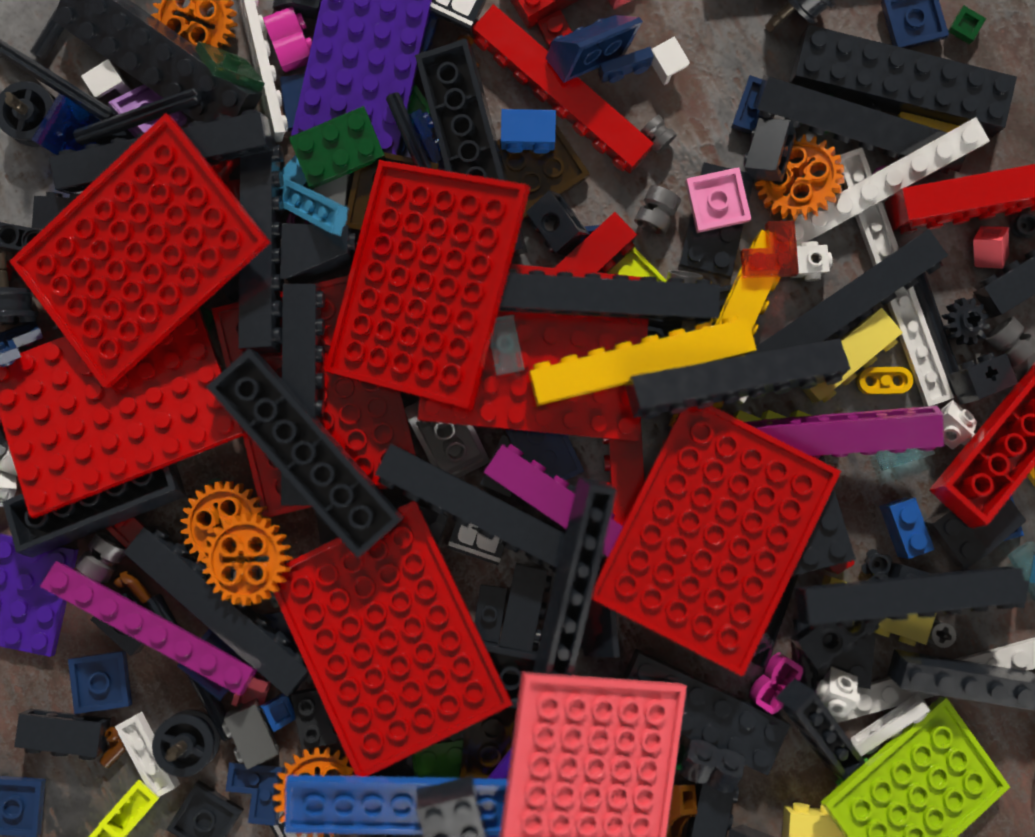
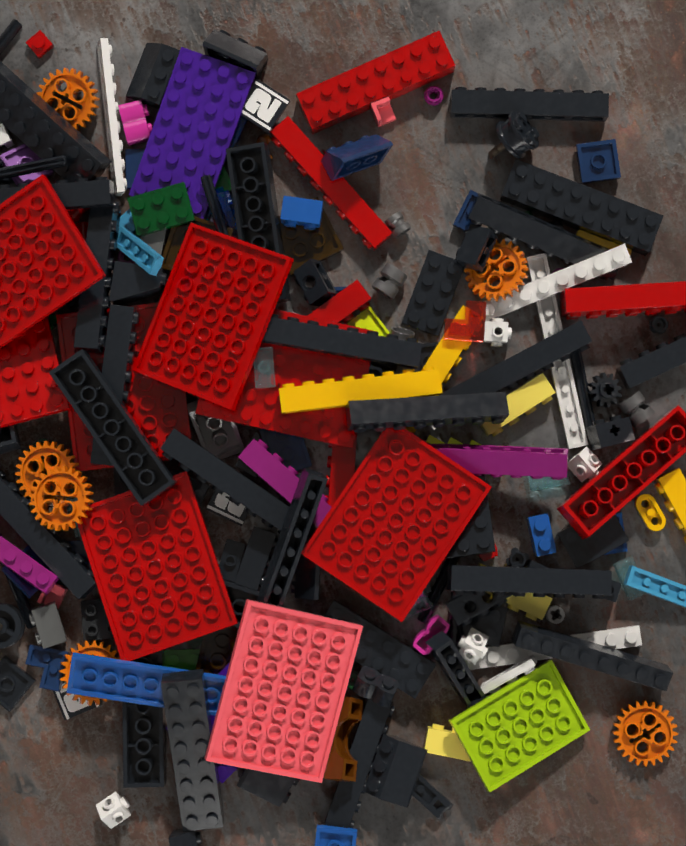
camera: 10 degrees right, 0 degrees up
(229, 66) = (90, 140): clear green plate -> none
(278, 712) = (69, 612): blue plate -> none
(553, 26) = (331, 136): red plate -> none
(634, 62) = (372, 173): dark blue plate -> none
(668, 59) = (412, 171): white panel -> none
(718, 200) = (433, 279): bright pink plate -> none
(883, 380) = (539, 426): yellow plate -> none
(966, 24) = (636, 170): dark green plate -> none
(991, 247) = (631, 337): coral panel -> none

